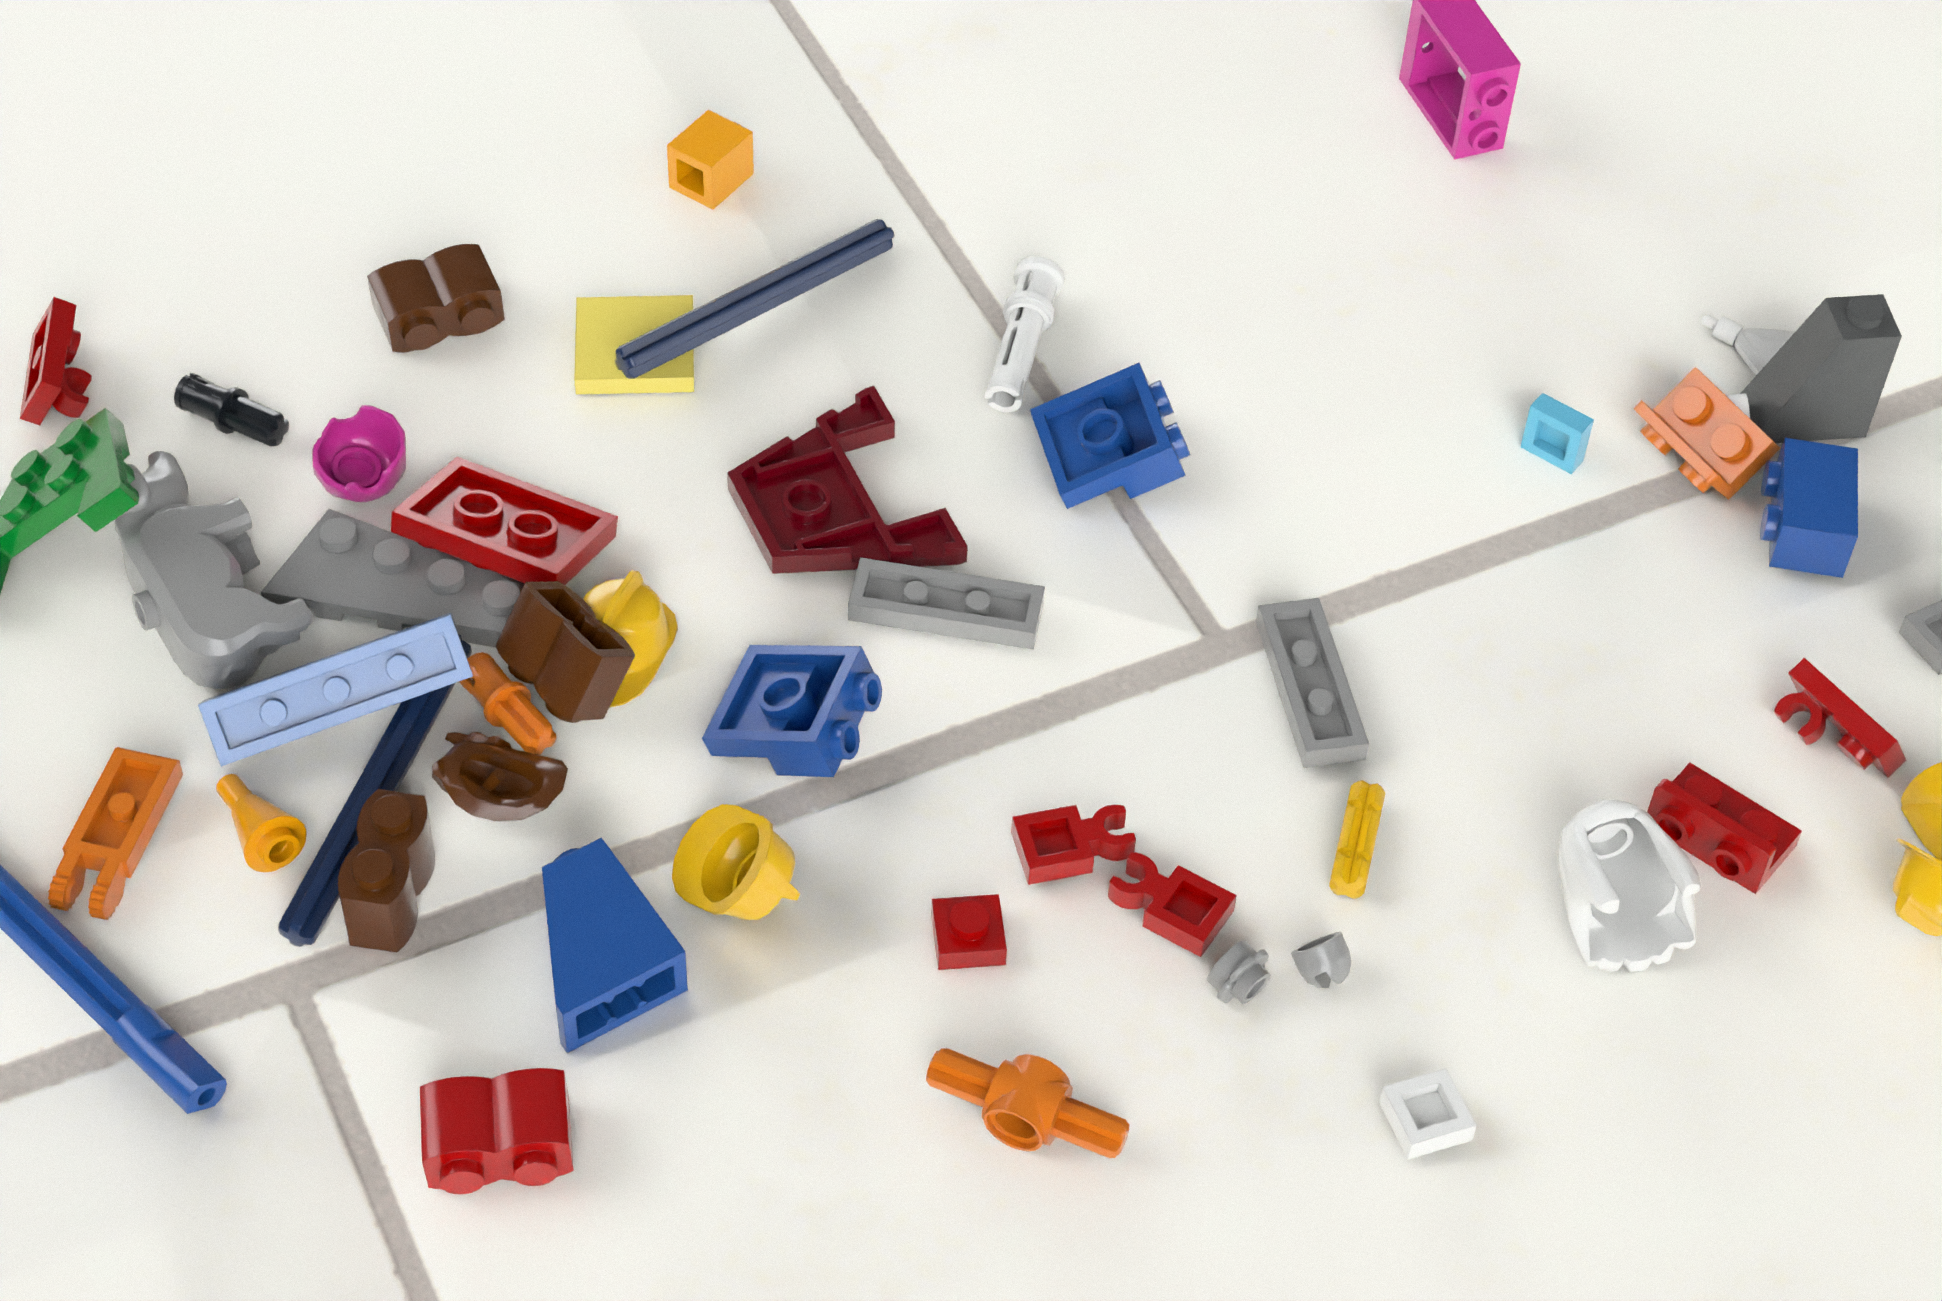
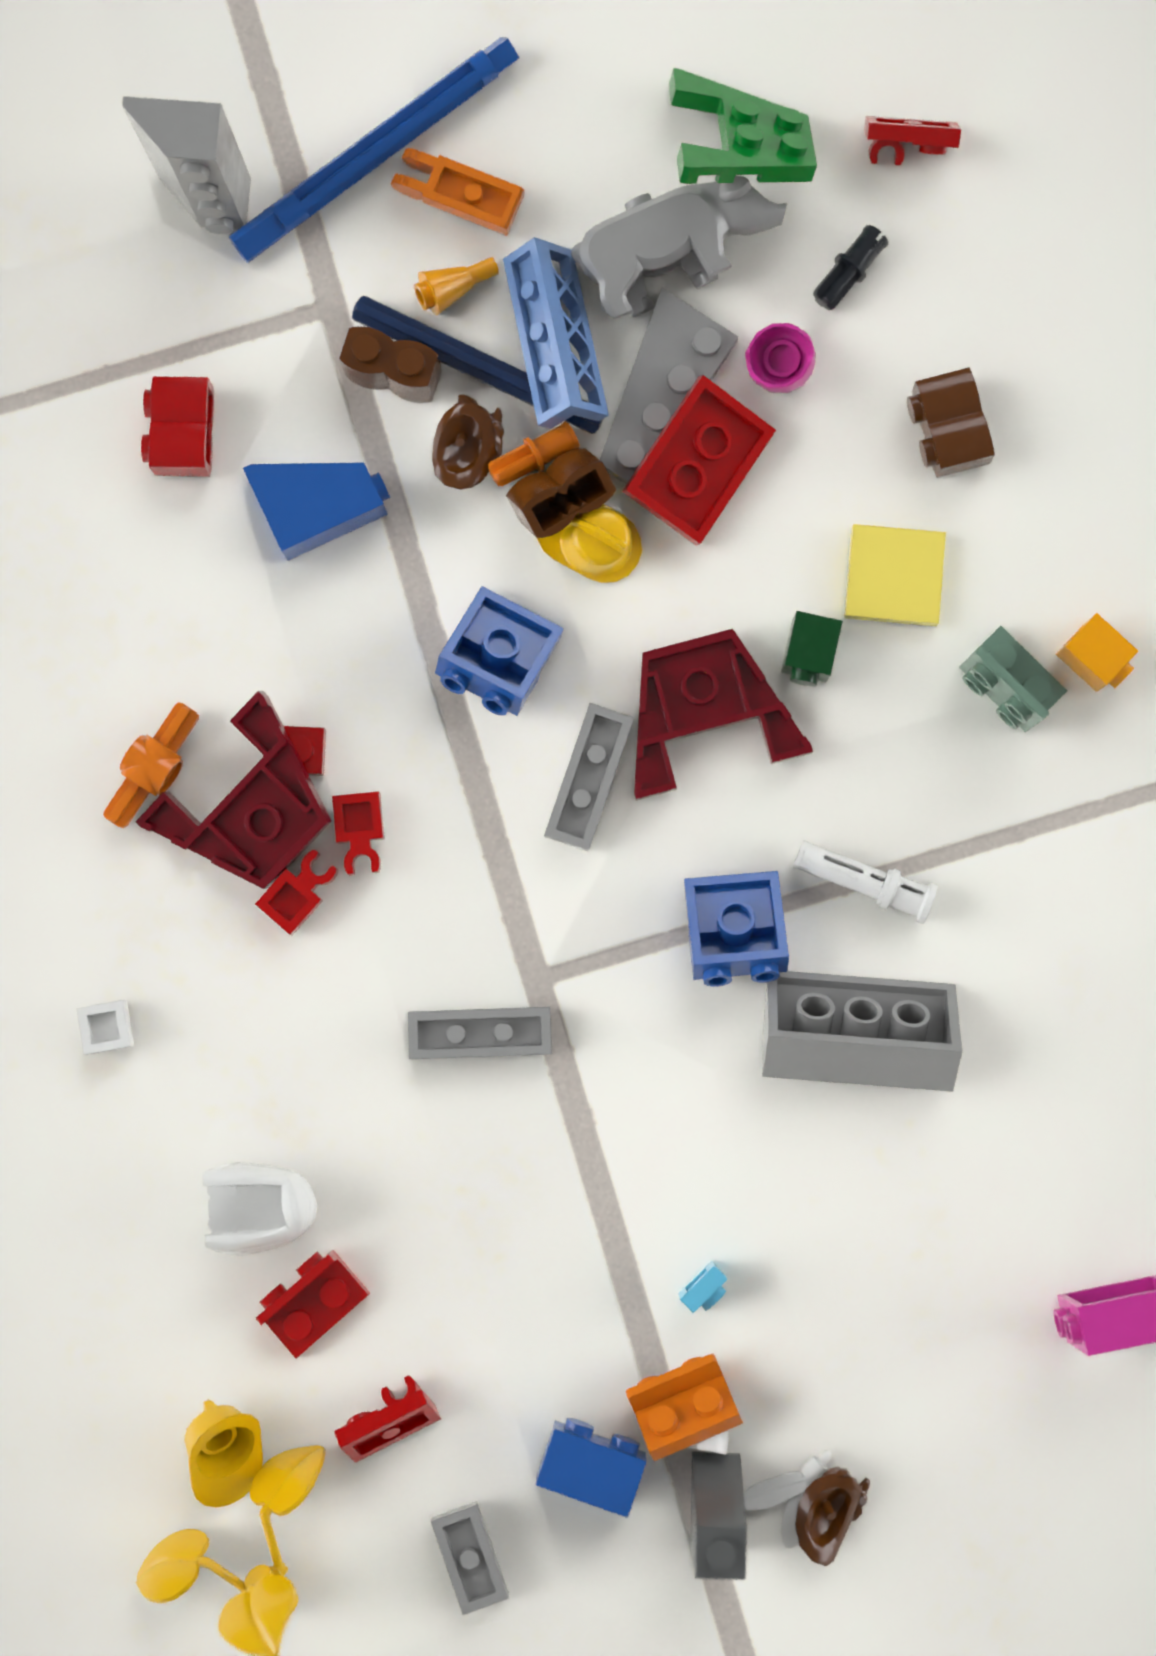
camera: 105 degrees right, 35 degrees up
(90, 1080) = (194, 158): none -> light grey slope
(734, 864) = (358, 594): yellow piece -> none
(741, 401) = (811, 648): none -> dark green brick
(753, 299) = (925, 673): dark blue axle -> none
(761, 220) = (1012, 680): none -> sand green bracket
(1076, 947) = (265, 816): none -> dark red wing
(1208, 319) = (861, 1031): none -> light grey slope
(1240, 973) = (233, 926): light grey plate -> none
(1323, 960) = (237, 985): light grey hinge -> none
(1357, 839) = (338, 1035): yellow axle -> none
(1765, 306) = (827, 1511): none -> reddish brown hat

